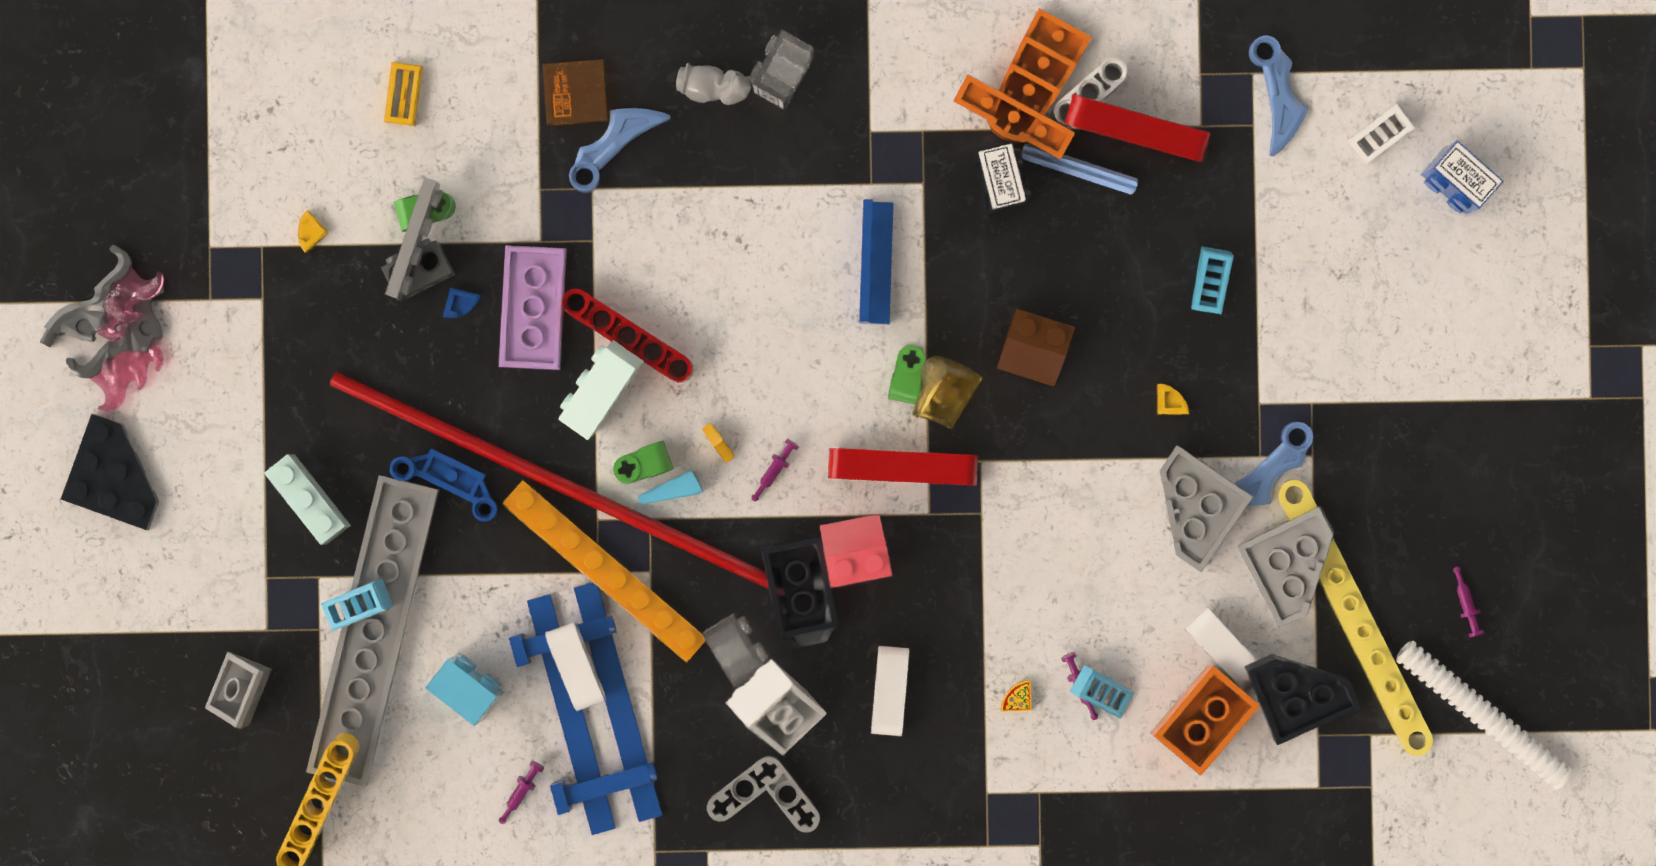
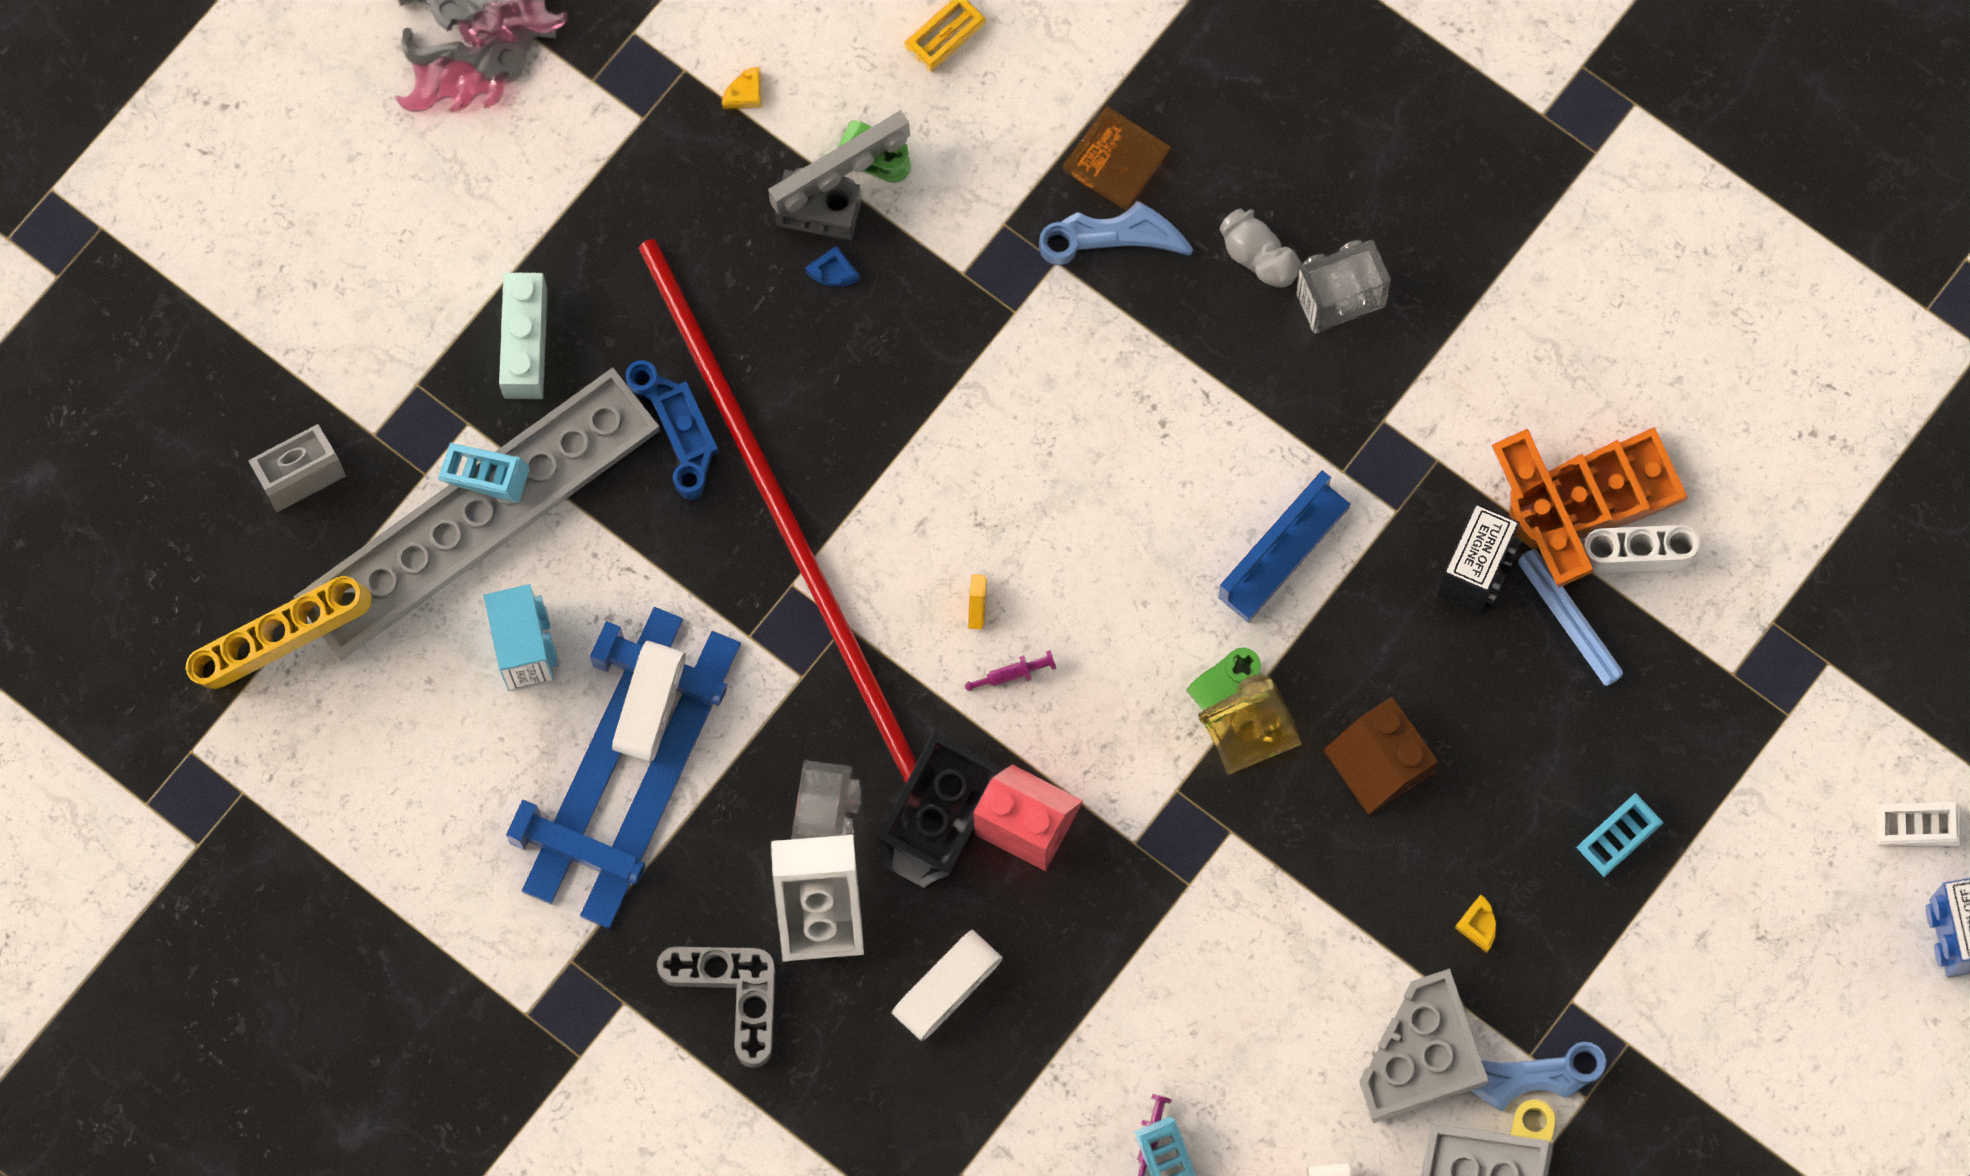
camera: 40 degrees right, 15 degrees down
(110, 476) = (352, 169): black plate -> none
(525, 784) = (489, 788): magenta piece -> none
(532, 307) = (901, 329): lavender tile -> none
(599, 389) = (902, 451): light aqua brick -> none
(604, 571) = (756, 638): light orange plate -> none
(613, 331) = (973, 408): red beam -> none
(649, 462) = (889, 561): bright green piece -> none
(678, 487) = (897, 610): medium azure slope -> none
(902, 466) = (1146, 770): red beam -> none
(1018, 697) = (1074, 1100): tile -> none
(1137, 128) = (1662, 616): red beam -> none
(1285, 108) = (1835, 724): medium blue piece -> none

